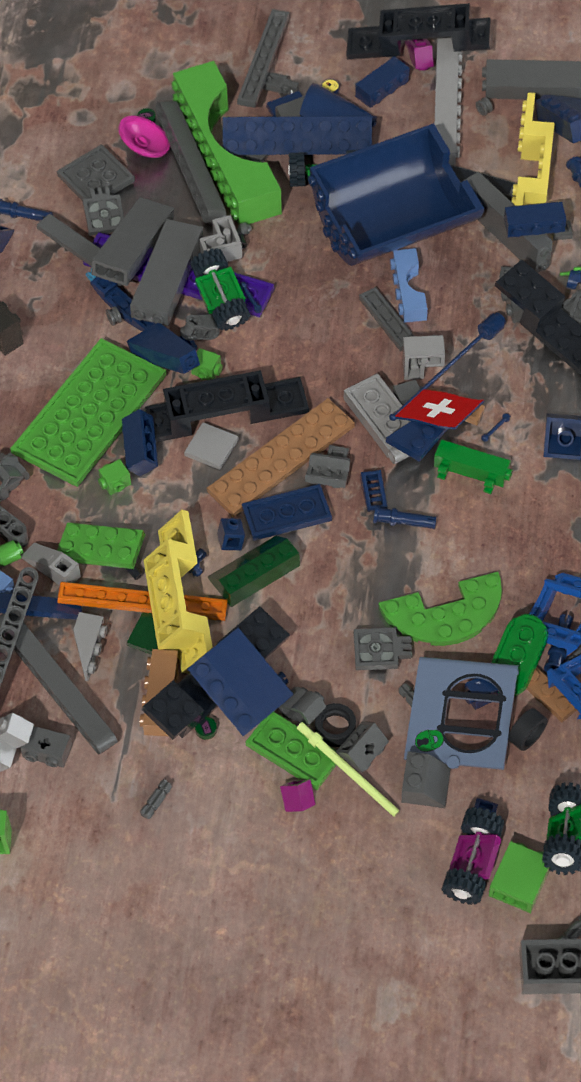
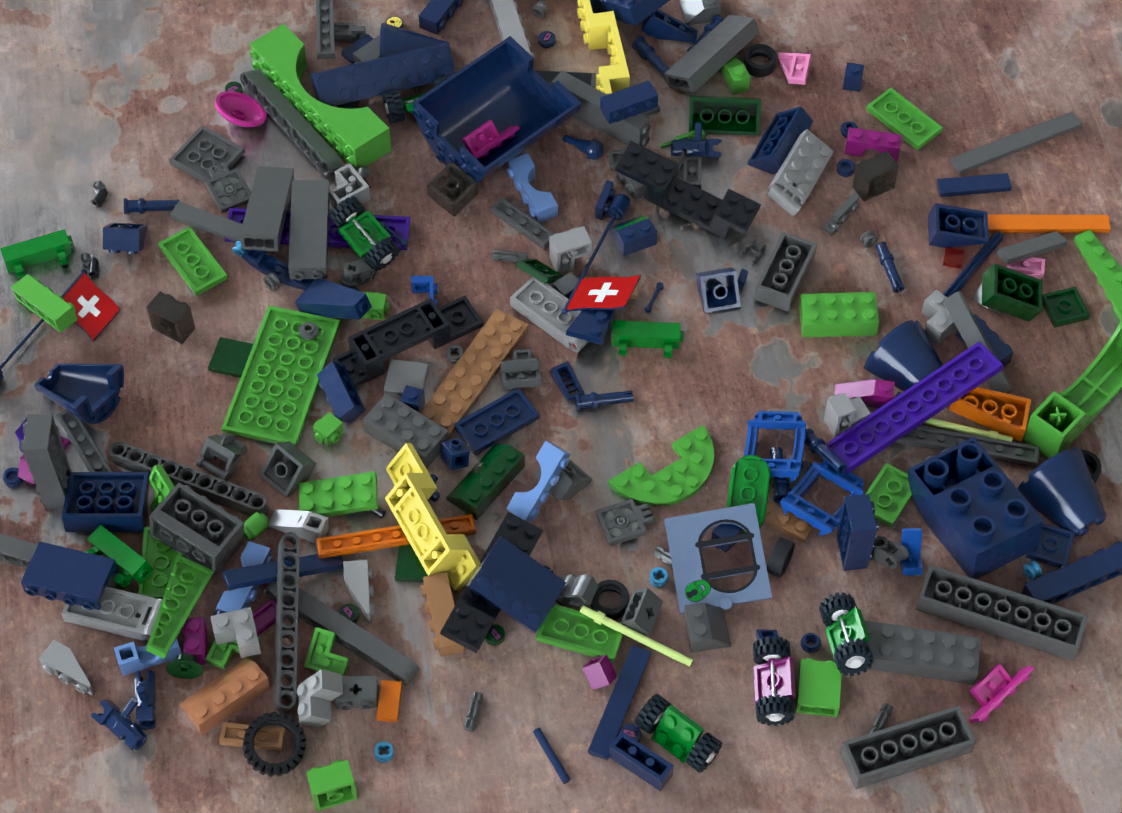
camera: 20 degrees left, 0 degrees up
(24, 702) = (320, 653): none -> bright green plate
(44, 276) = (192, 261): none -> bright green plate
(45, 380) = (230, 357): none -> dark green tile
(49, 820) = (383, 746): none -> dark azure bush
(60, 504) = (287, 468): none -> dark grey slope
(69, 665) = (350, 611): none -> tile
(76, 765) = (389, 701): none -> orange tile
(130, 377) = (308, 335): none -> dark grey plate
(186, 489) = (399, 424): none -> dark grey brick
(208, 469) = (413, 398): none -> dark blue brick
(218, 866) = (551, 755): none -> dark blue bar
(264, 356) = (425, 284): none -> blue bracket
(268, 428) = (454, 348): none -> dark grey bush
(305, 898) = (641, 761): none -> dark blue brick
(306, 869) = (632, 730): none -> tile
(307, 832) = (619, 702): none -> dark blue tile
(321, 566) = (552, 461): none -> medium blue arch
(326, 266) = (452, 189): none -> clear smoke brick
(332, 586) = (571, 481): none -> dark grey slope
(353, 881) = (678, 733): none -> plate
(361, 348) = (509, 256): none -> dark grey axle
(377, 223) = (486, 138): none -> dark pink bracket
(383, 370) = (539, 270): none -> dark green tile
(393, 709) = (654, 573): none -> dark azure bush
(480, 138) = (546, 39): none -> dark blue tile
(480, 313) = (603, 204): none -> dark blue plate
(485, 259) = (592, 148): none -> dark blue piece
(497, 359) = (634, 235): none -> dark blue slope
(529, 822) = (810, 637): none -> dark blue plate

